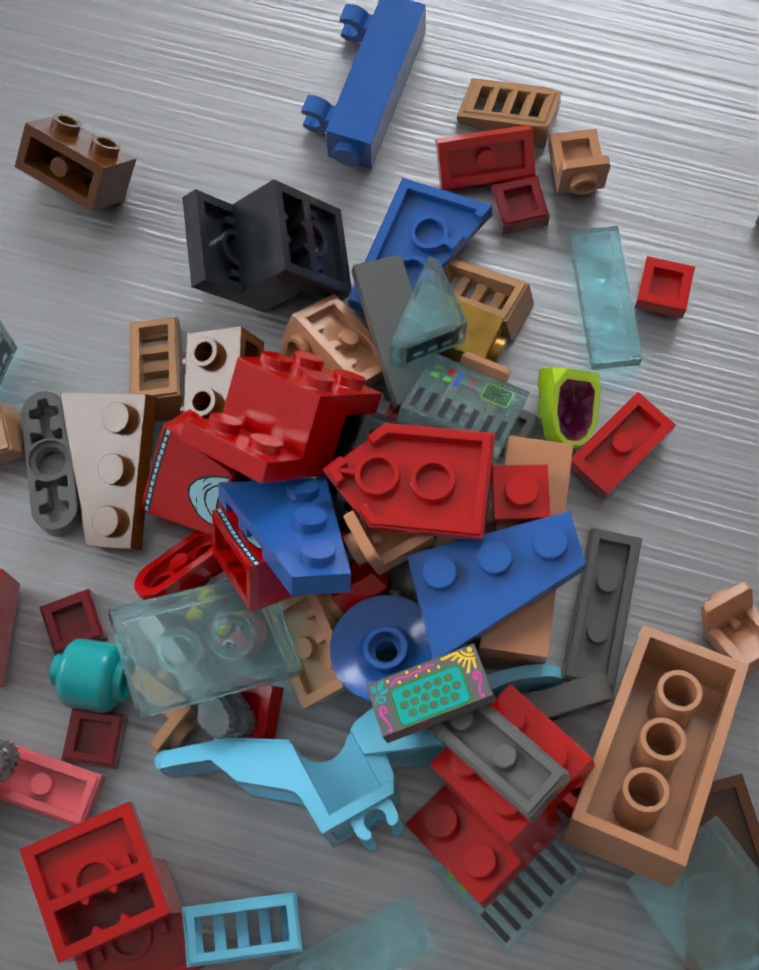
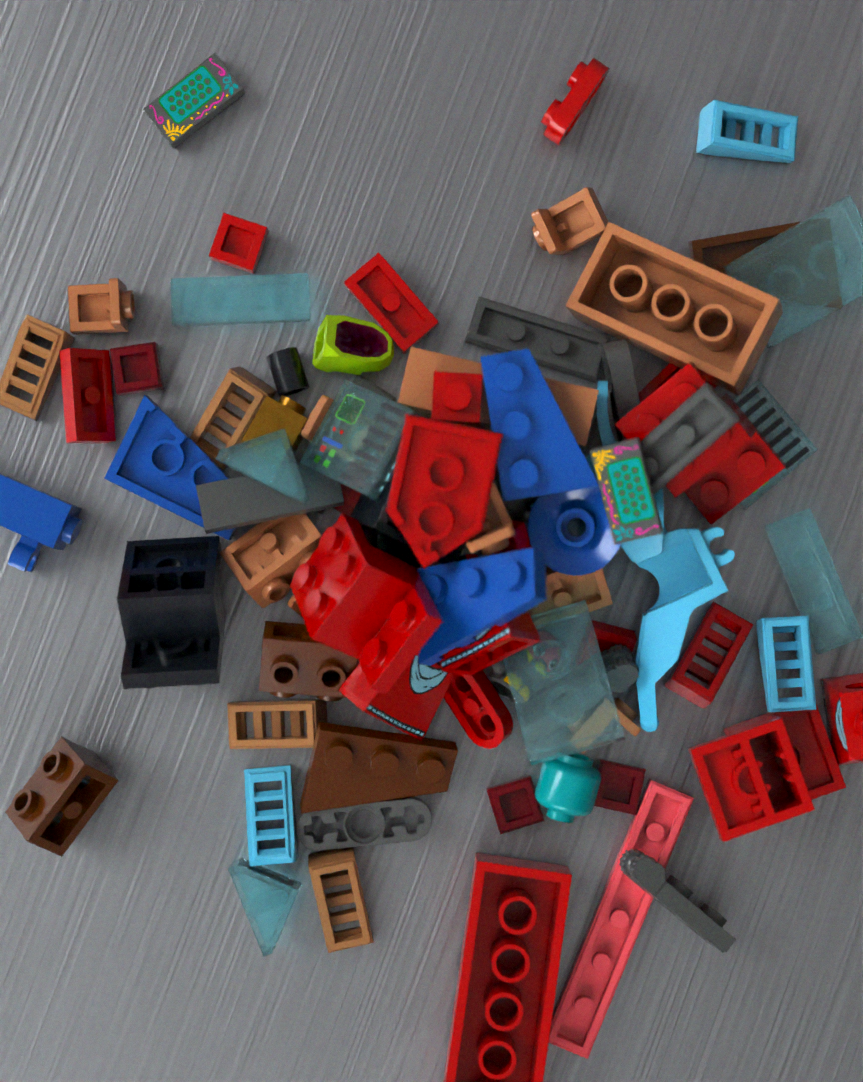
camera: 85 degrees left, 15 degrees up
(40, 352) = (254, 835): none -> medium azure slope
(294, 856) = (690, 689): none -> red slope
(533, 346) = (287, 371): none -> black hinge

